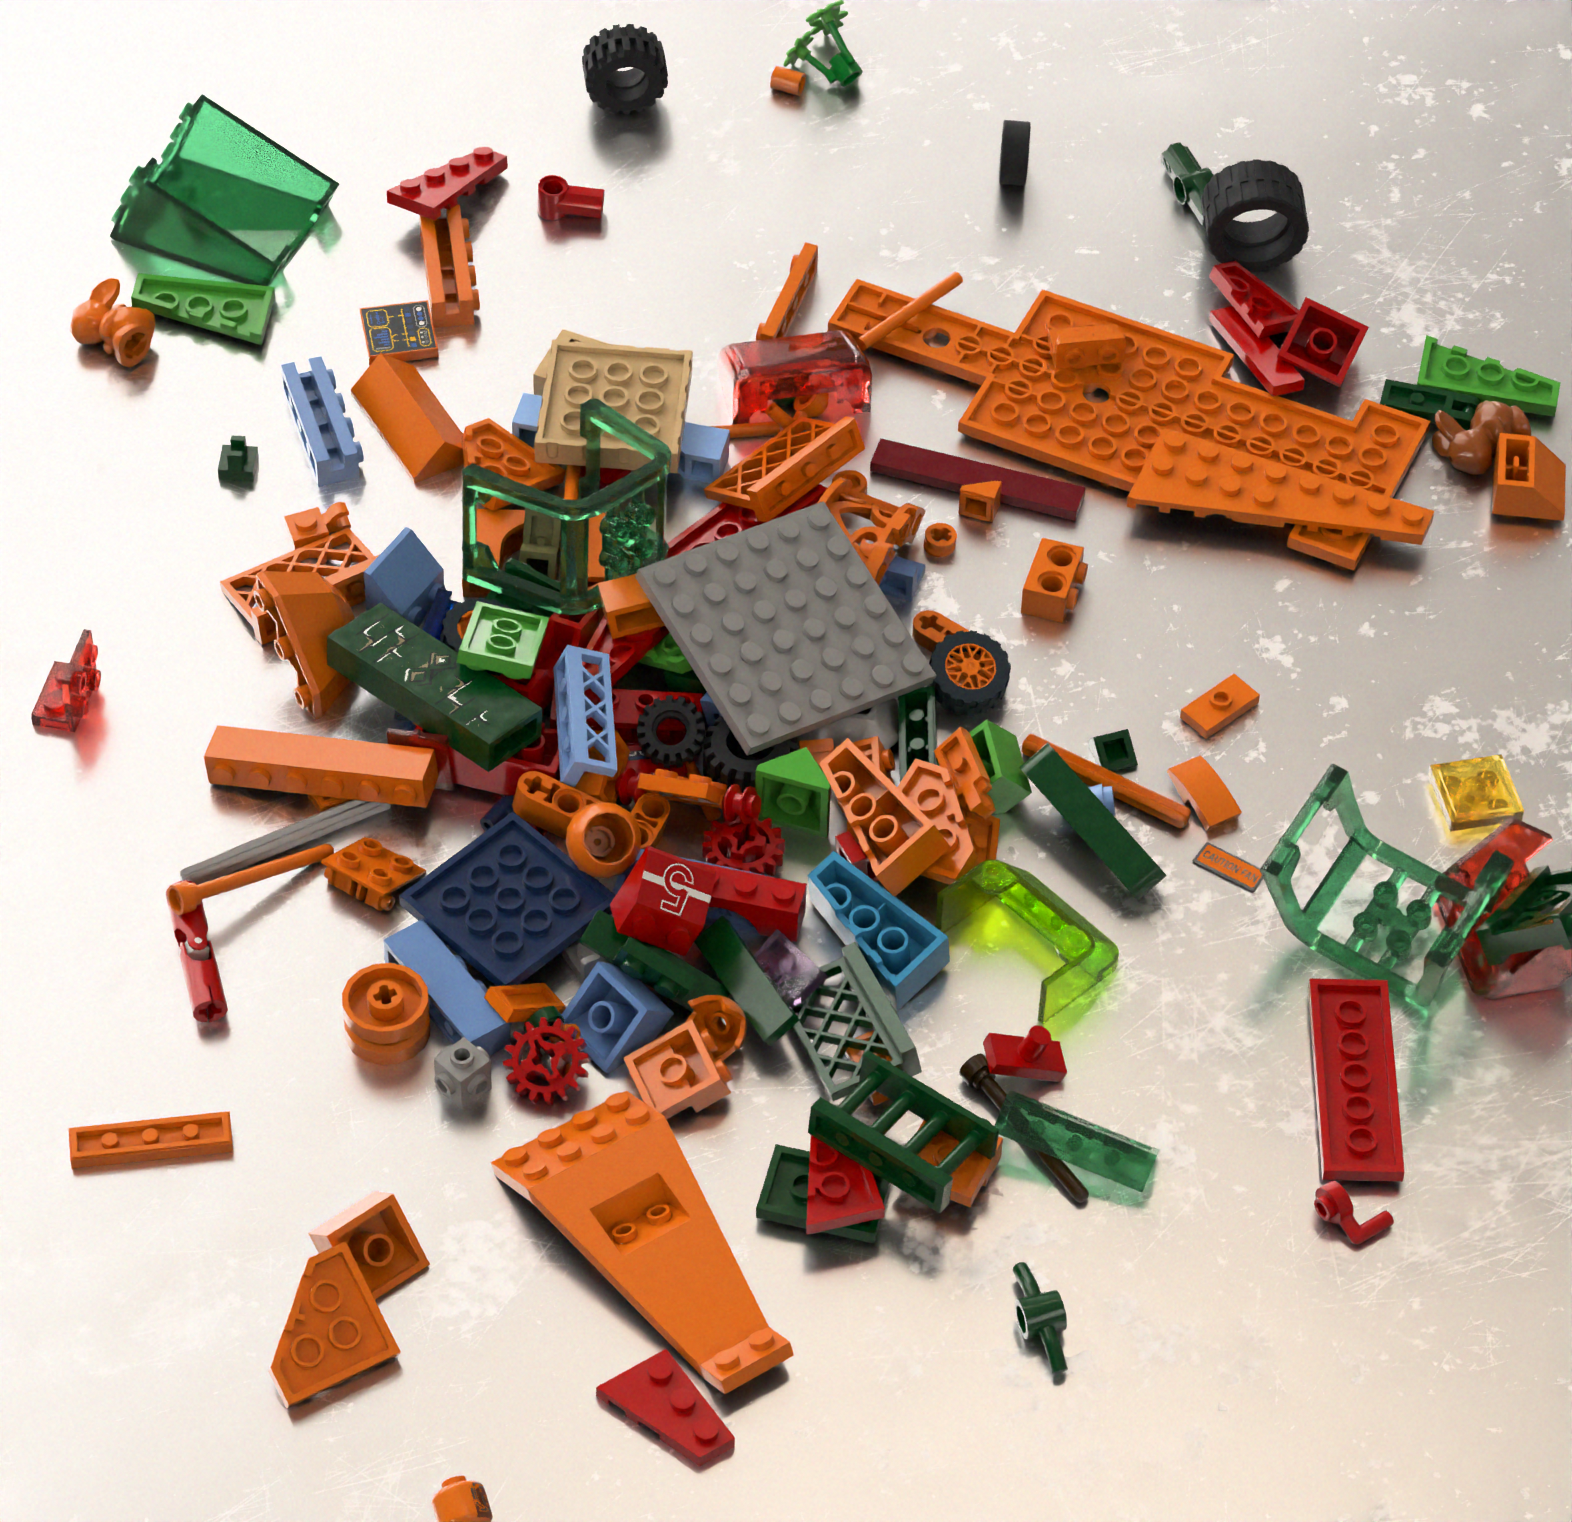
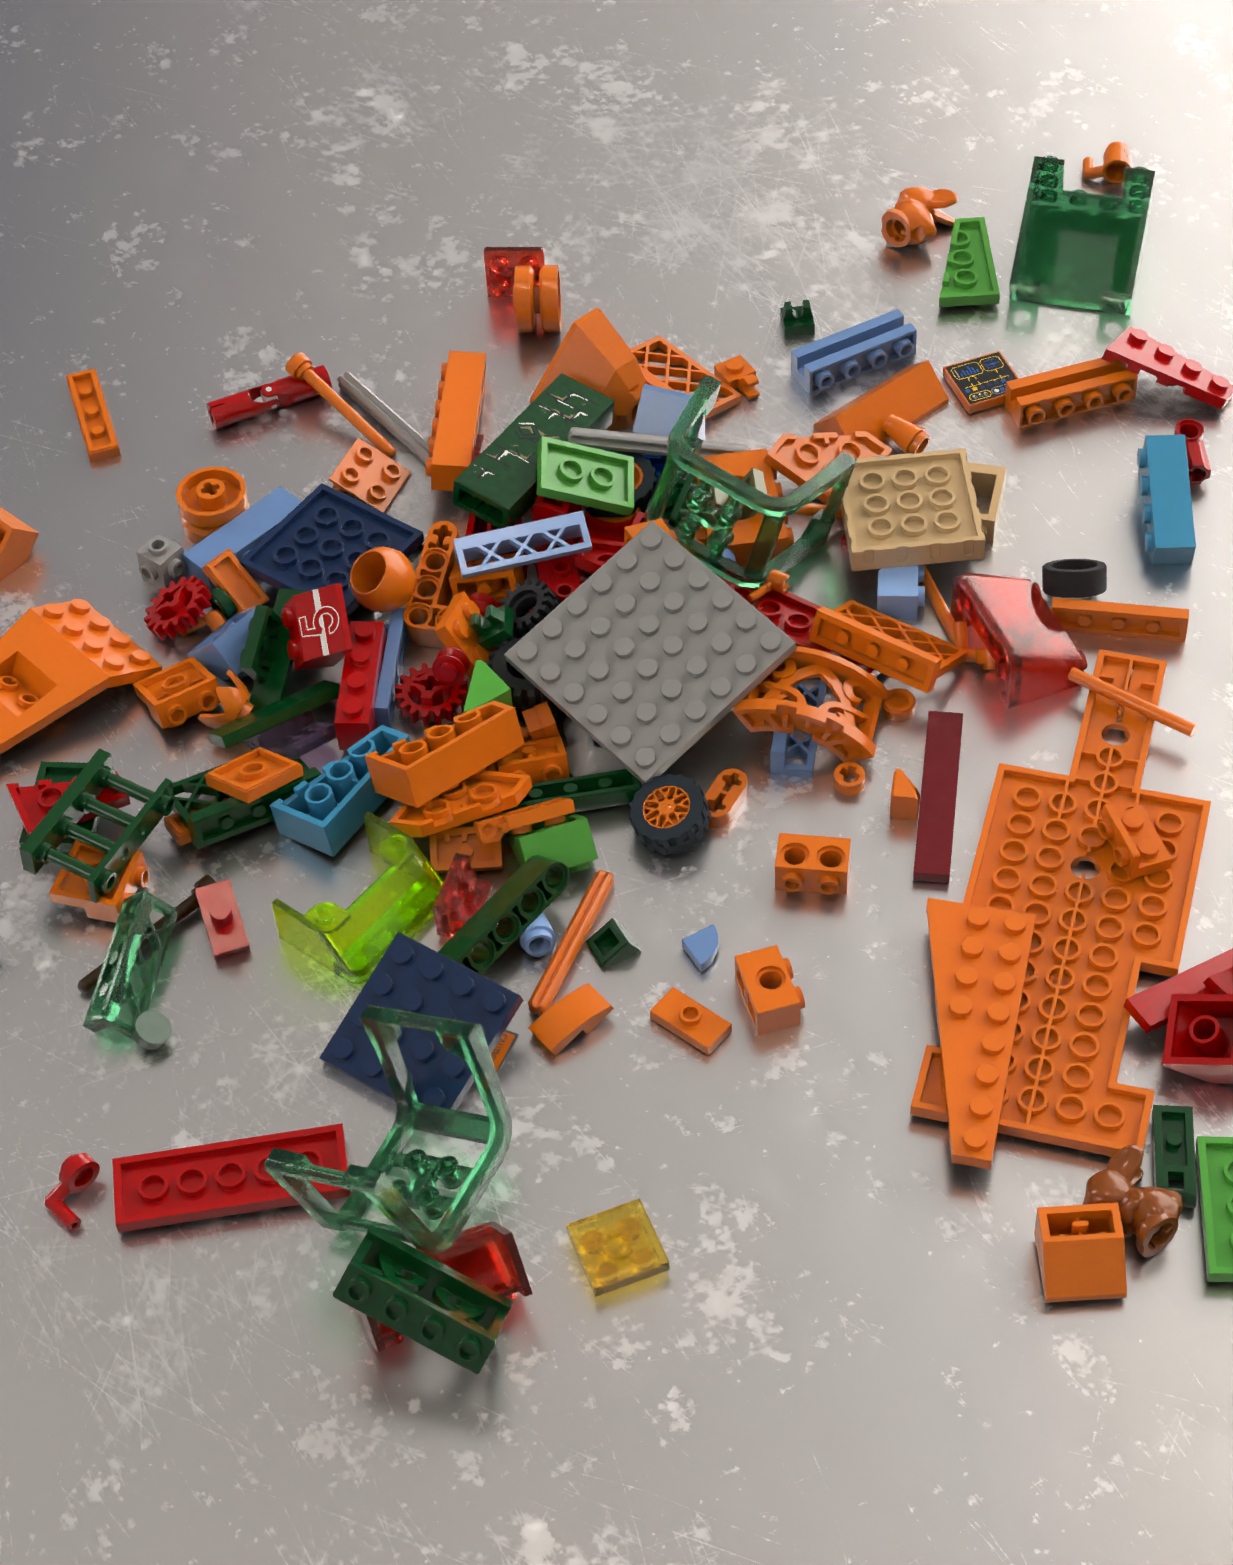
camera: 85 degrees right, 0 degrees up
(87, 154) = (1114, 162): none -> orange piece
(141, 664) = (537, 299): none -> orange wheel
(449, 587) = (641, 442): none -> light grey axle
(471, 402) = (906, 435): none -> orange cone
(642, 228) = (1166, 499): none -> dark azure wedge
(674, 535) = (775, 581): none -> orange hand
(694, 757) = (494, 626): none -> dark green tile
(725, 303) = (1074, 578): none -> black tyre
(846, 997) = (254, 774): none -> orange tile
(1043, 854) = (459, 896): none -> clear red bracket
(1132, 683) = (702, 947): none -> medium blue tile
(1158, 1132) = (151, 1030): none -> tile
(1201, 638) = (768, 989): none -> orange brick
(1205, 899) = (428, 984): none -> dark blue plate

